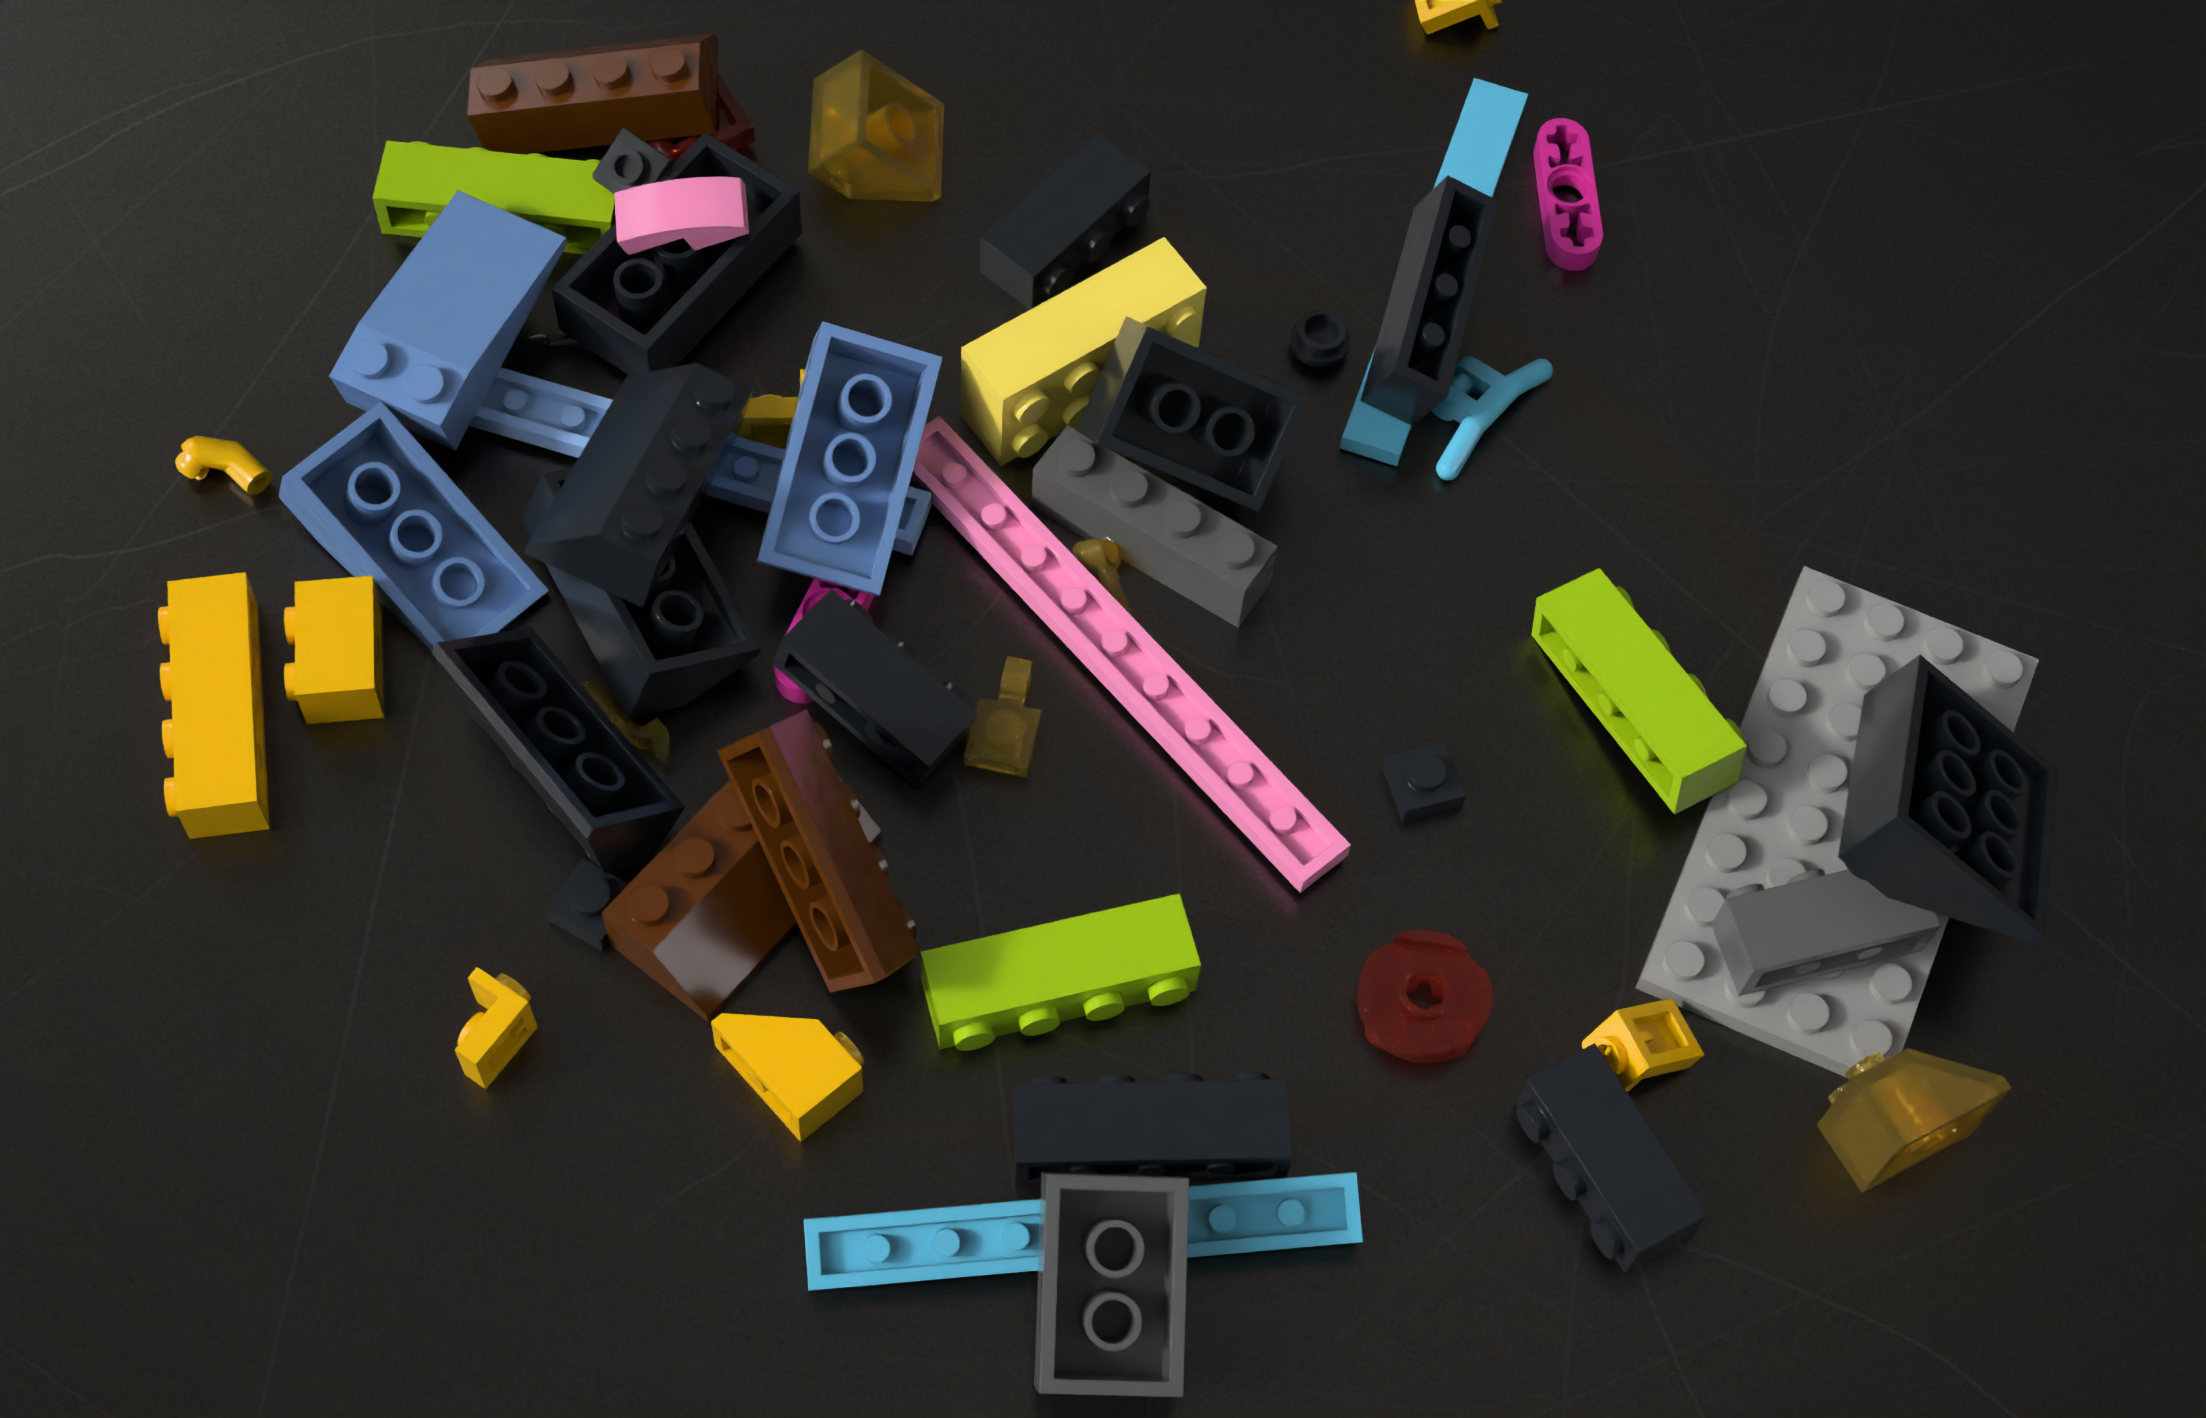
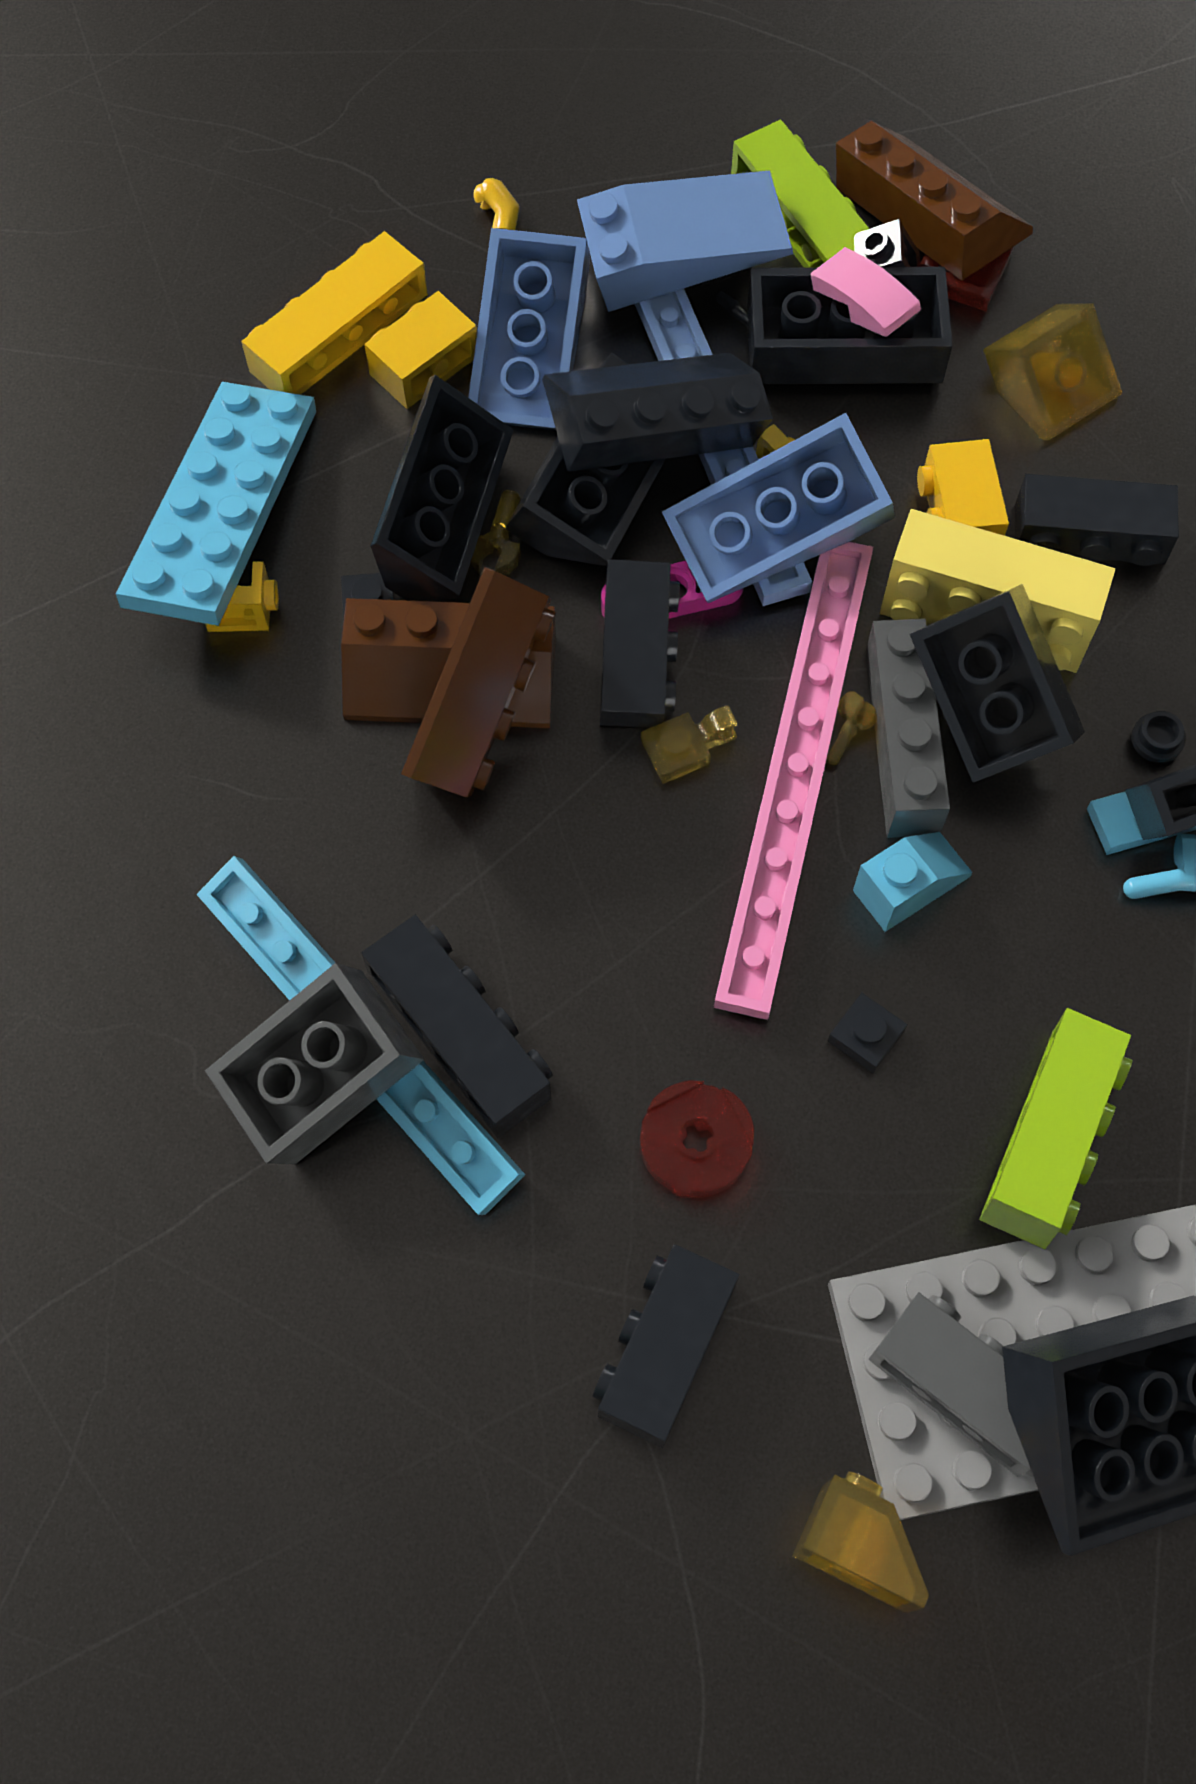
camera: 60 degrees right, 5 degrees up
(358, 967) = (217, 504): none -> medium azure plate
(792, 1066) = (338, 784): yellow slope -> none
(945, 300) = (964, 485): none -> yellow brick
(1060, 972) = (528, 894): lime brick -> none
(1303, 638) = (909, 877): none -> medium azure slope
(1646, 1042) = (778, 1315): yellow bracket -> none

